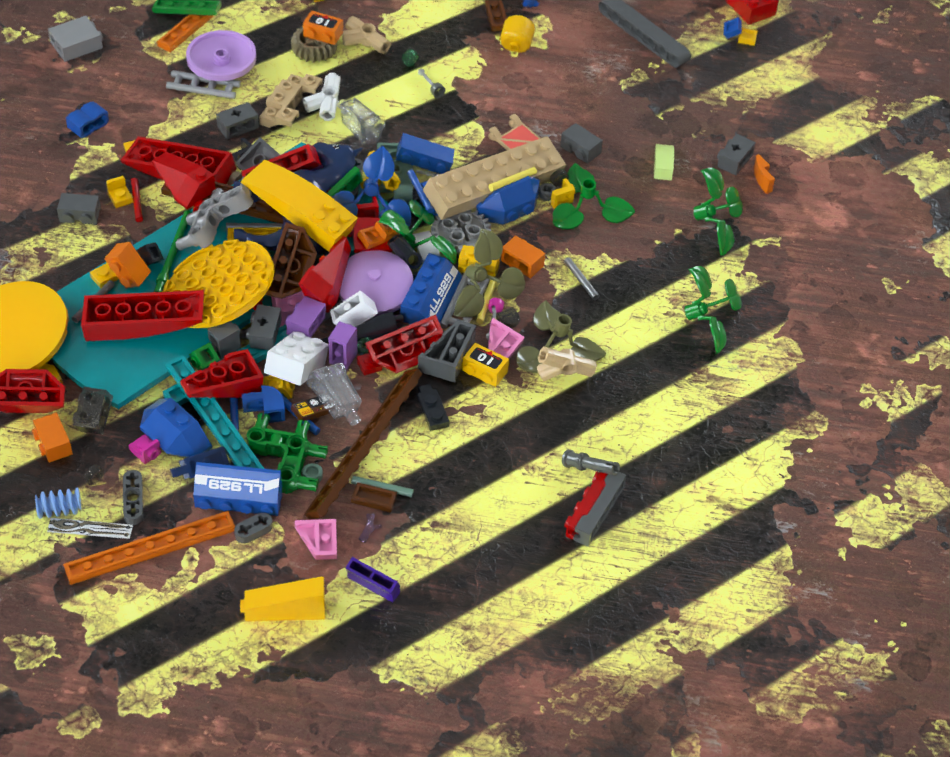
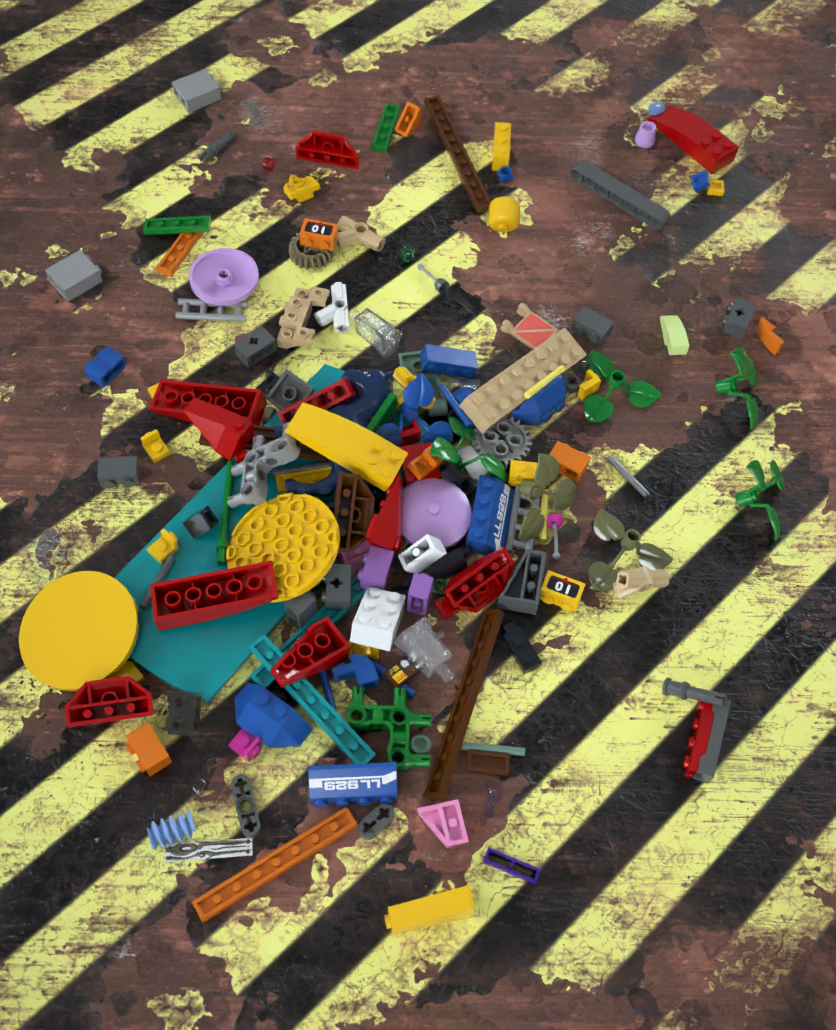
camera: 10 degrees left, 10 degrees up
(127, 265) = (185, 539): orange brick -> none
(136, 200) = (174, 451): red bar -> none
(188, 464) = (307, 755): dark blue hinge -> none
(200, 358) = (282, 634): green brick -> none
(503, 339) = (571, 560): bright pink wing -> none

